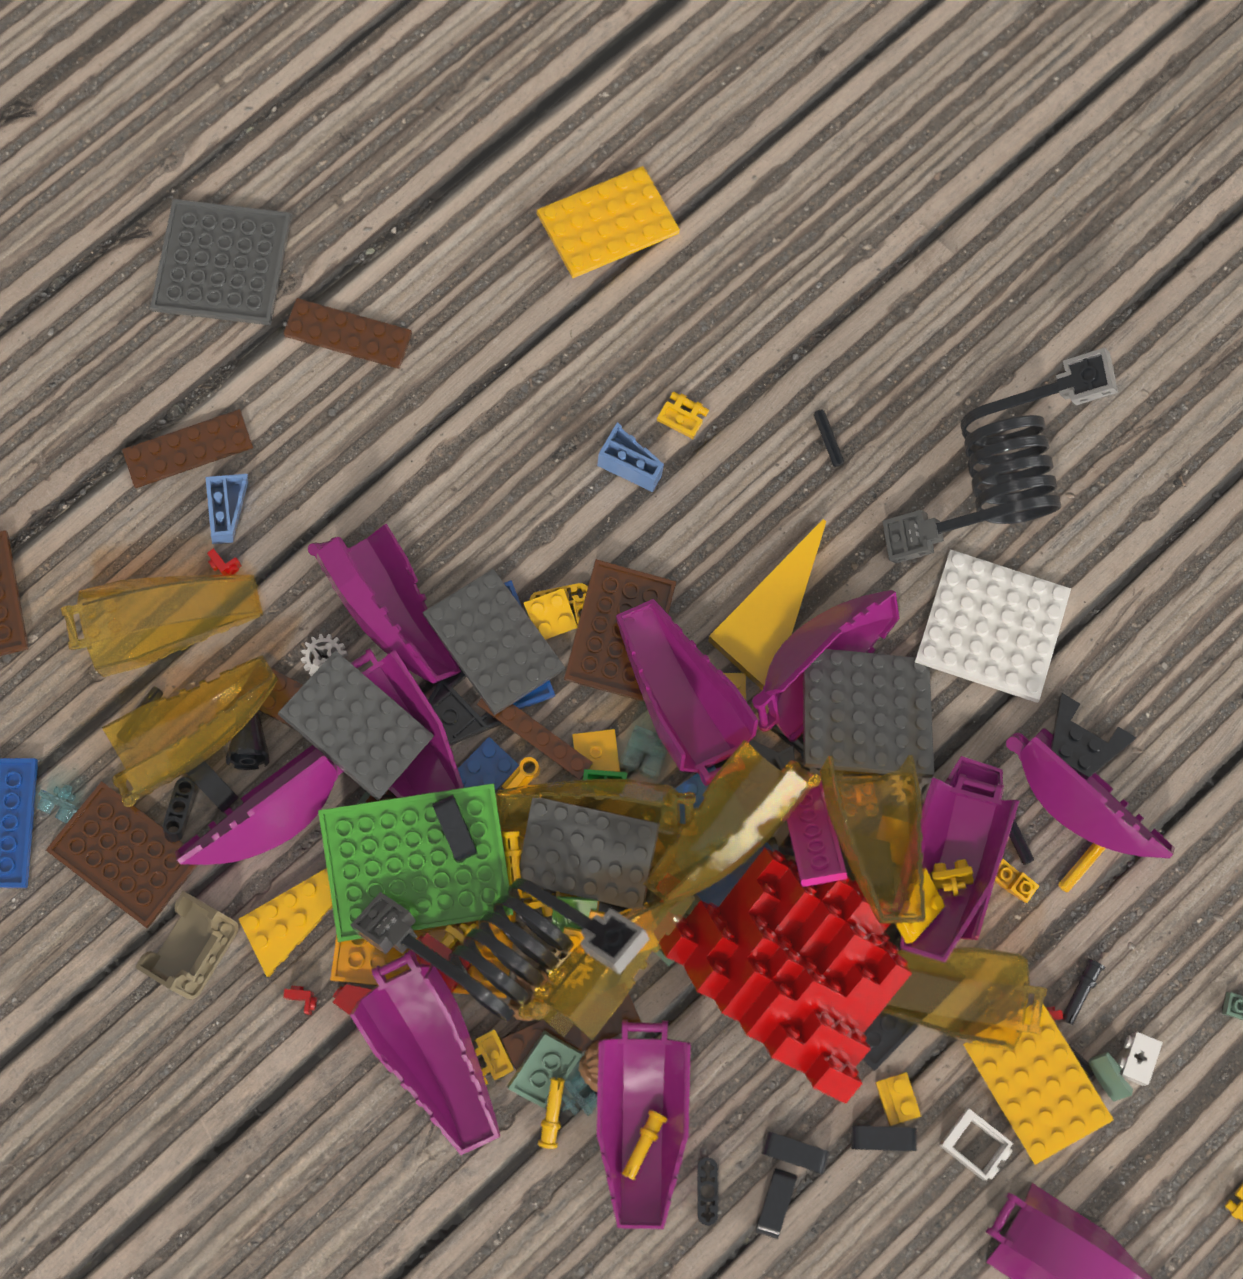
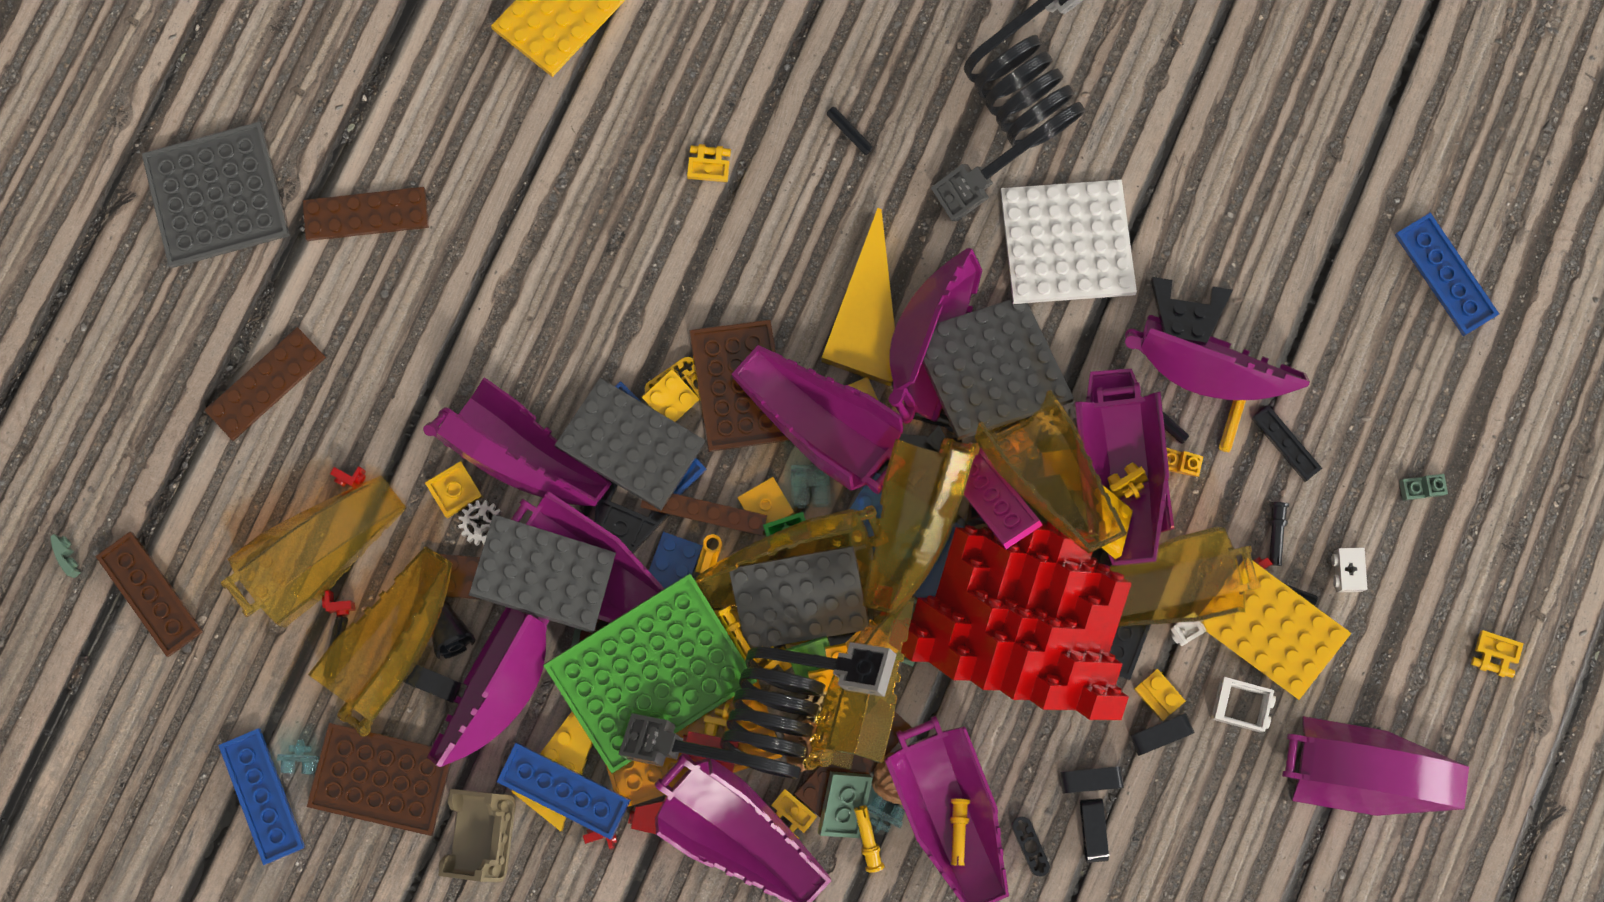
camera: 25 degrees left, 5 degrees up
(161, 680) = (340, 608): none -> red bracket
(179, 819) = (412, 727): black beam -> none
(225, 503) = (325, 422): medium blue wedge -> none
(286, 938) = (563, 791): none -> blue plate
(313, 615) = (453, 489): none -> yellow plate
(454, 828) = (673, 628): black beam -> none
(630, 460) = (680, 226): medium blue wedge -> none
(951, 1048) = (1185, 632): none -> white bracket
(1108, 1074) = (1330, 596): sand green slope -> none
(1128, 908) = (1286, 443): none -> black tile

